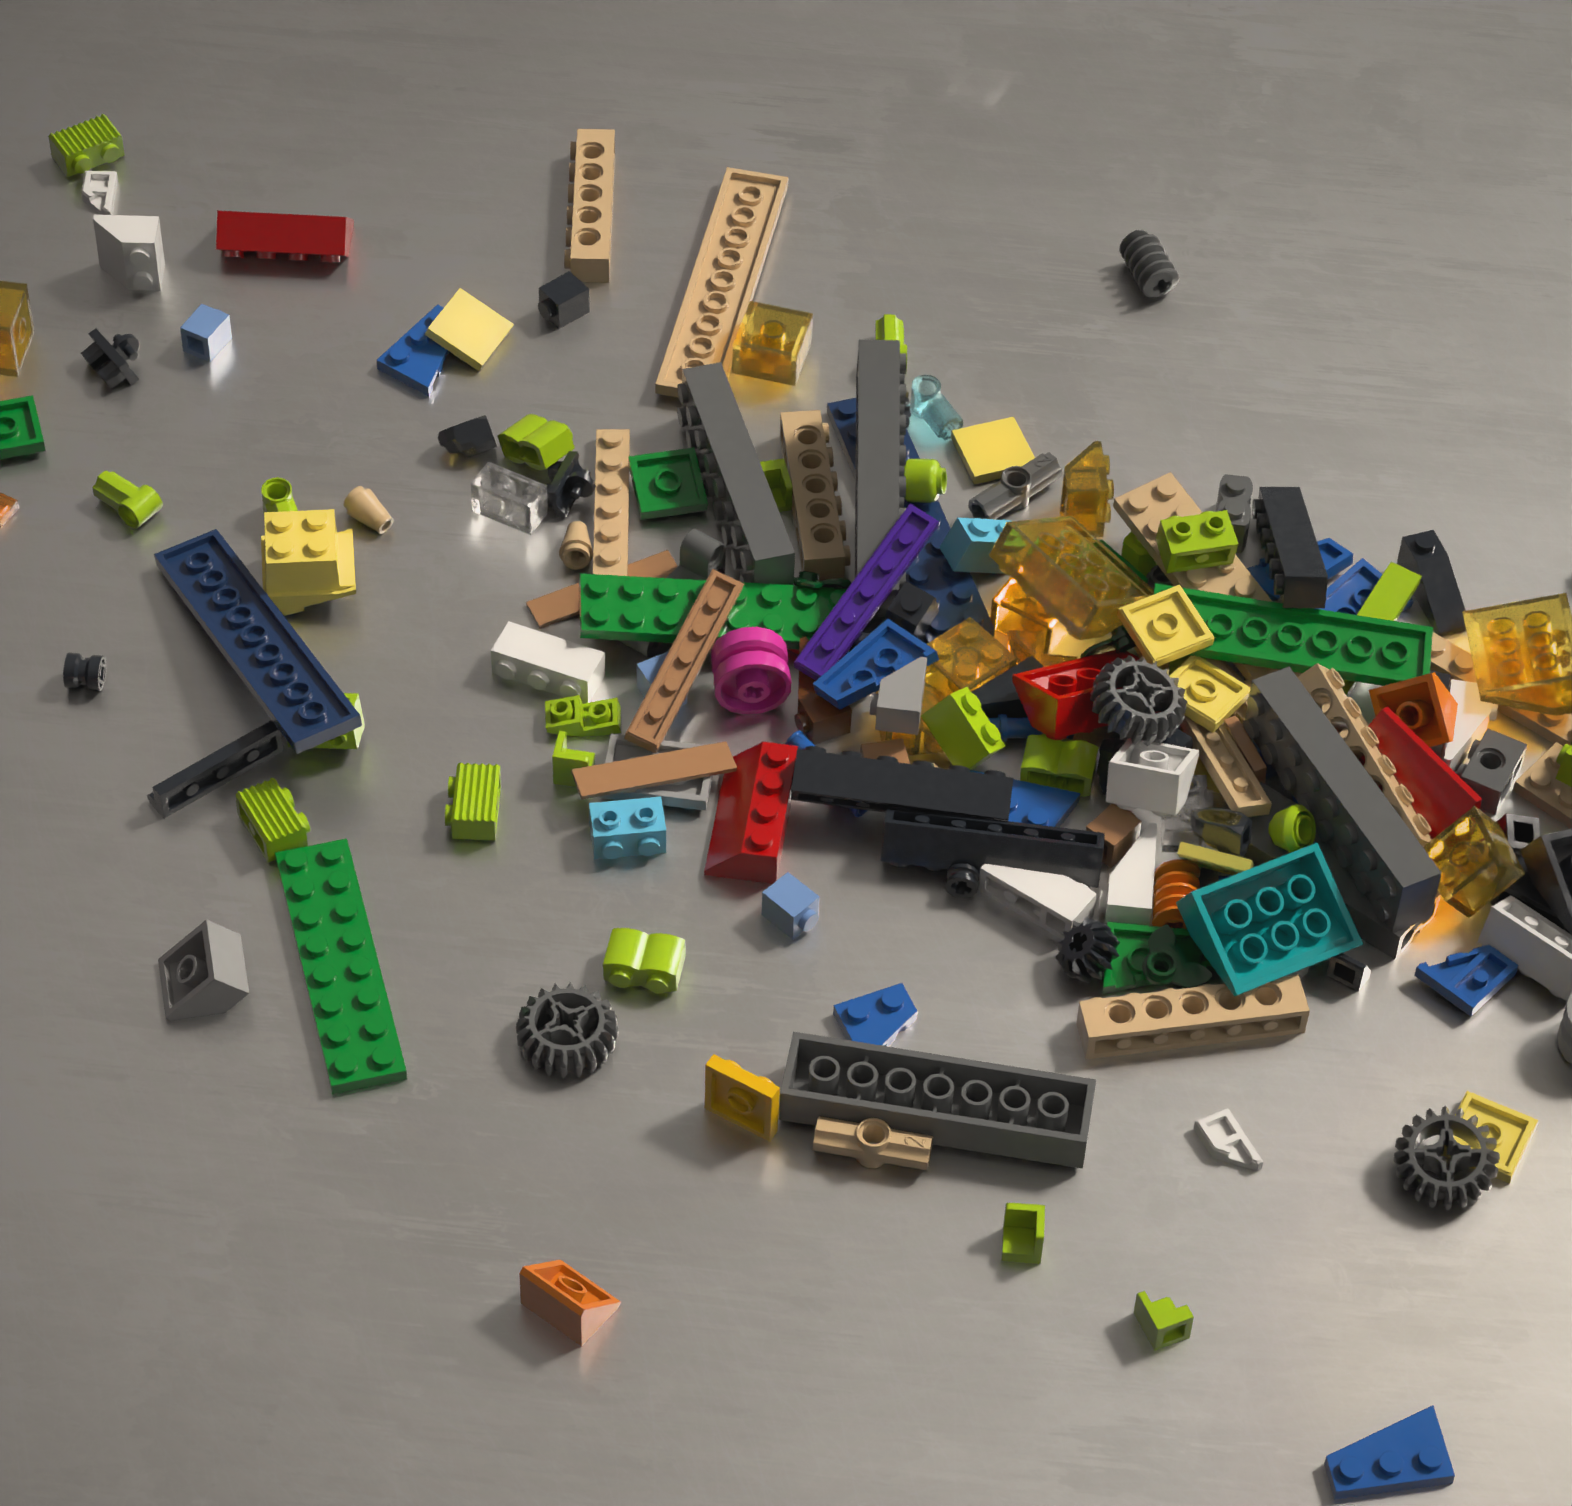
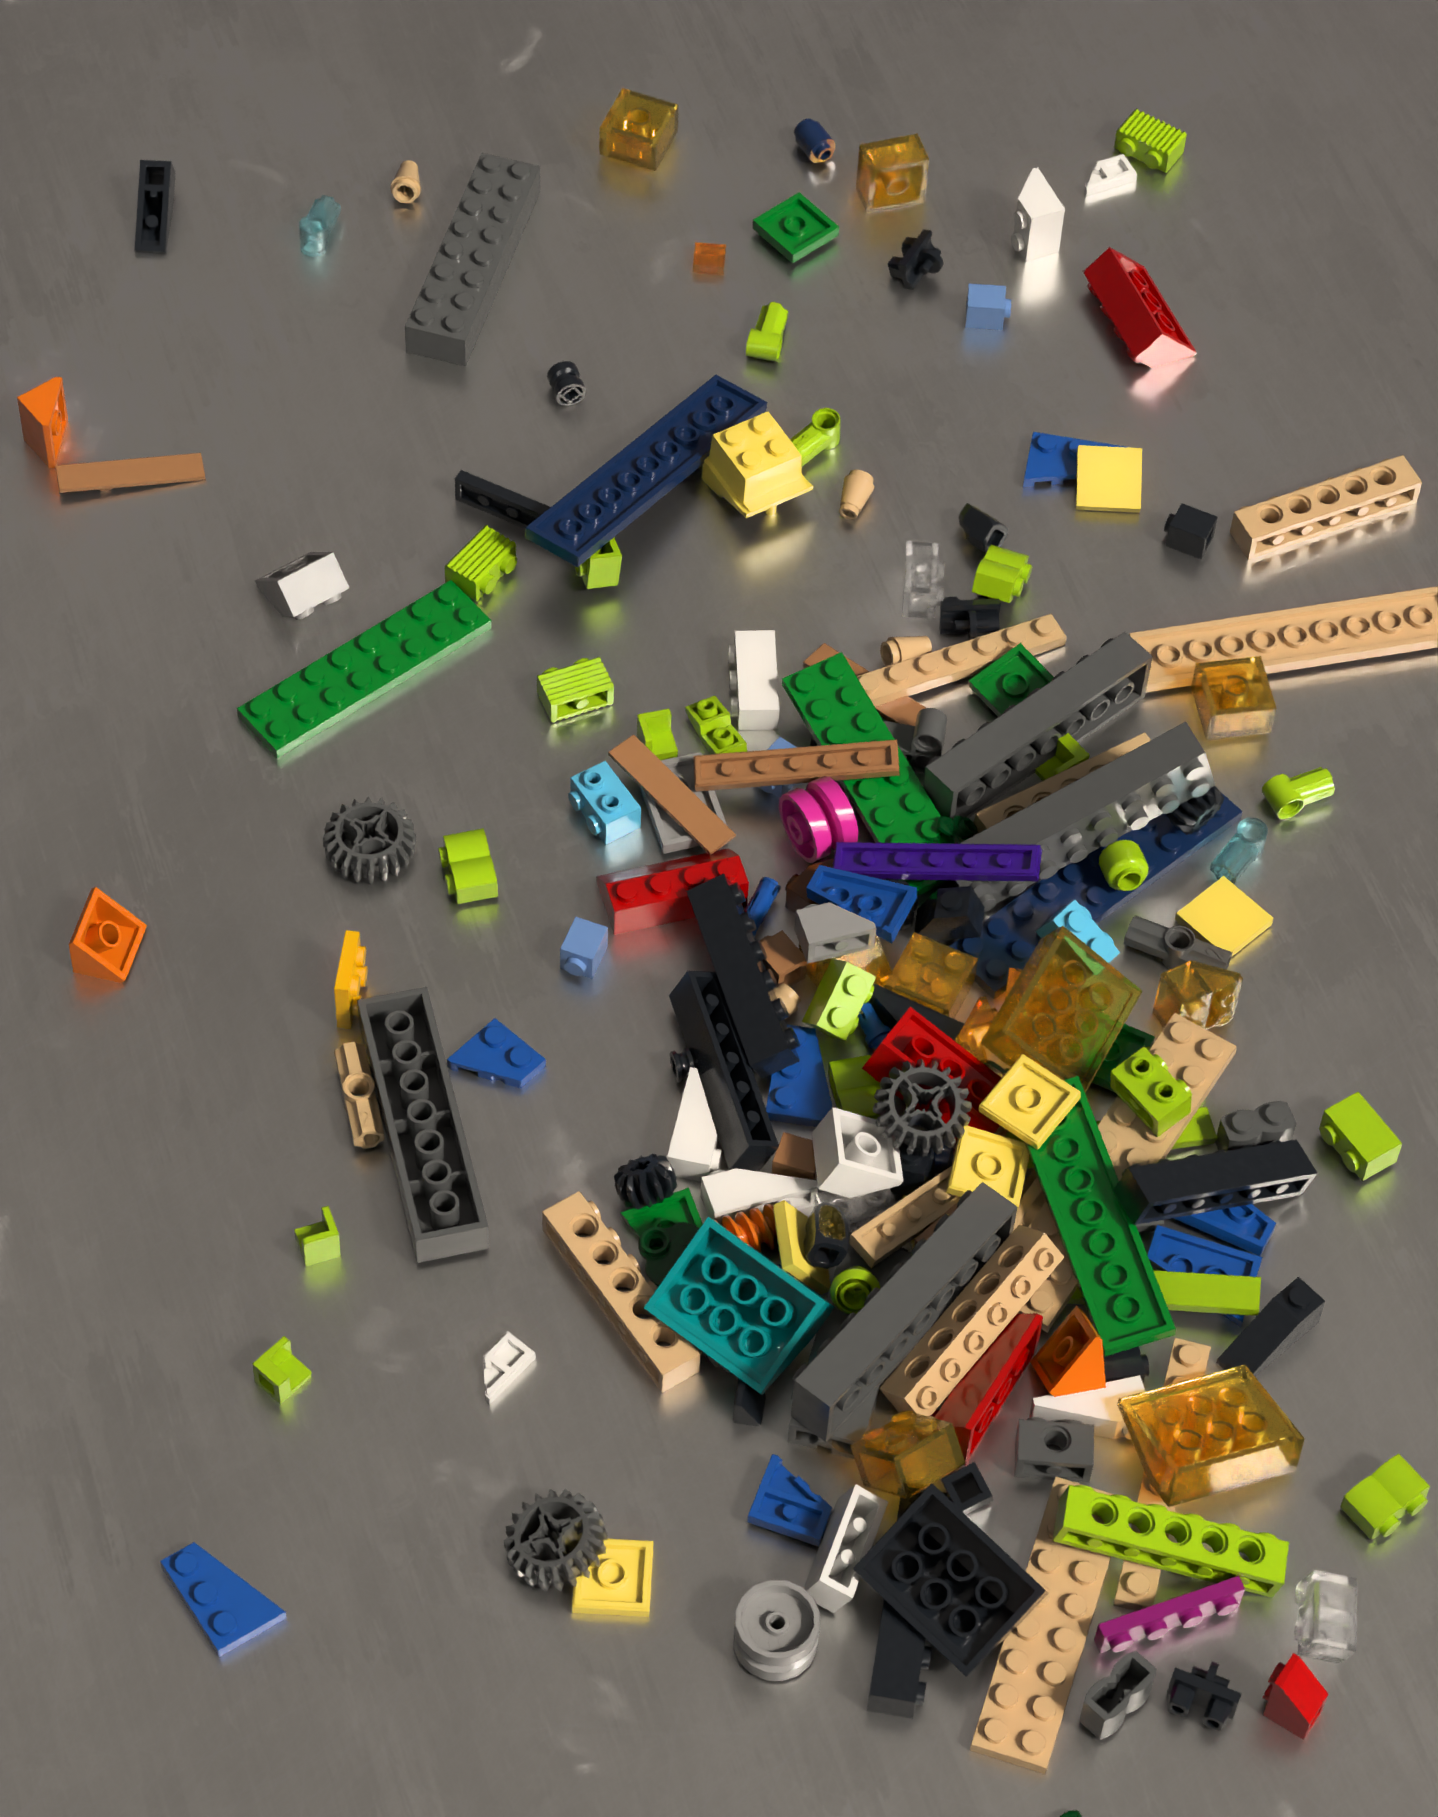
camera: 65 degrees right, 5 degrees up
(1270, 448) = (1359, 1136): none -> lime brick

